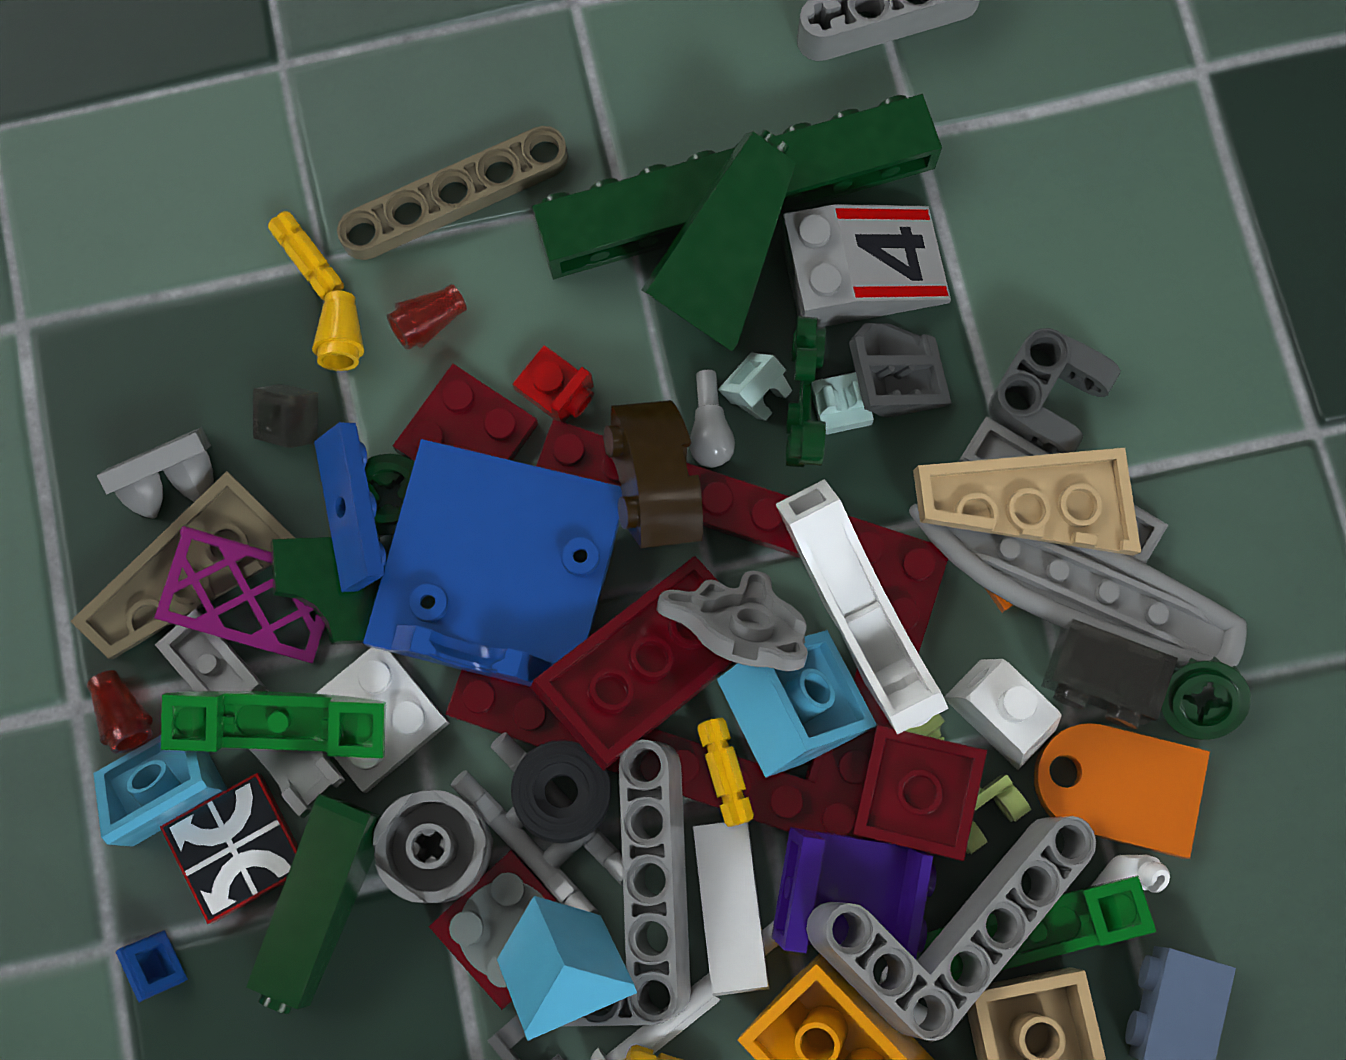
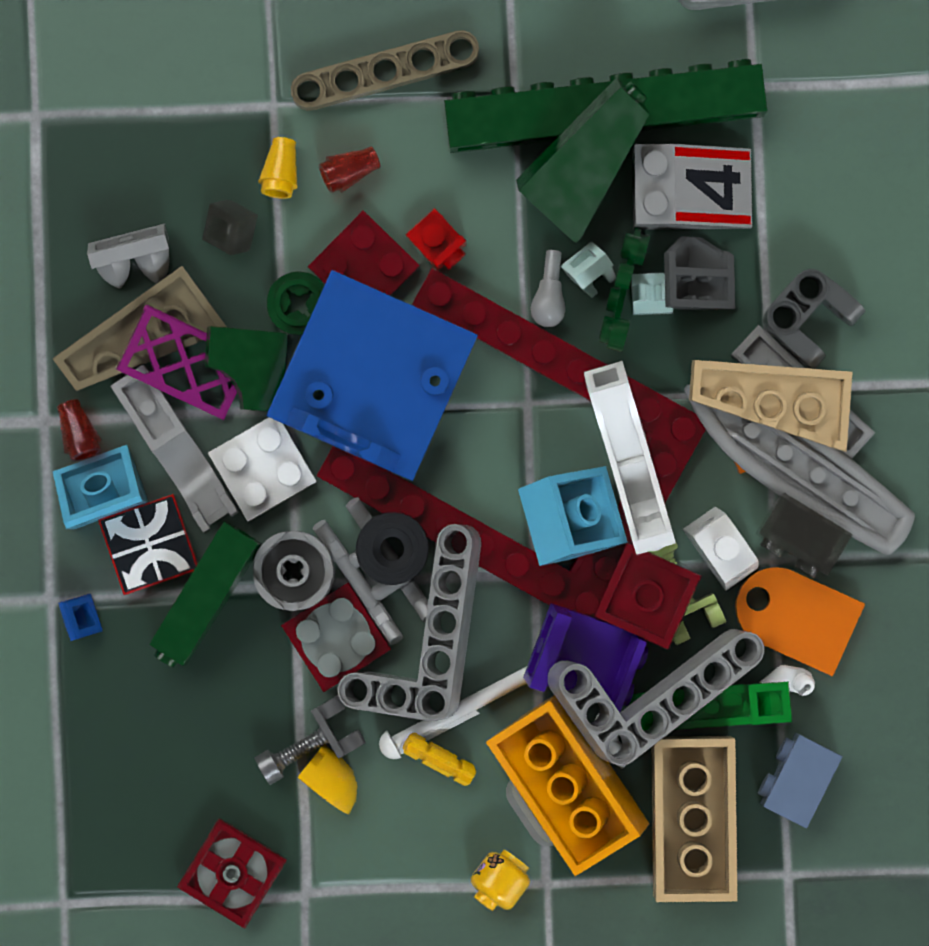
camera: 10 degrees right, 10 degrees up
(273, 721) = (195, 461): green slope -> none
(305, 254) = (262, 101): yellow axle -> none
(350, 507) = (271, 312): blue tile -> none
(561, 966) = (372, 669): medium azure slope -> none
(631, 673) = (471, 466): dark red plate -> none
(650, 455) = (499, 318): dark brown brick -> none
(725, 772) = (511, 555): yellow axle -> none
(730, 909) = (498, 650): white tile -> none
(741, 622) = (543, 453): light grey tile -> none
(1218, 716) = (877, 580): dark green gear -> none

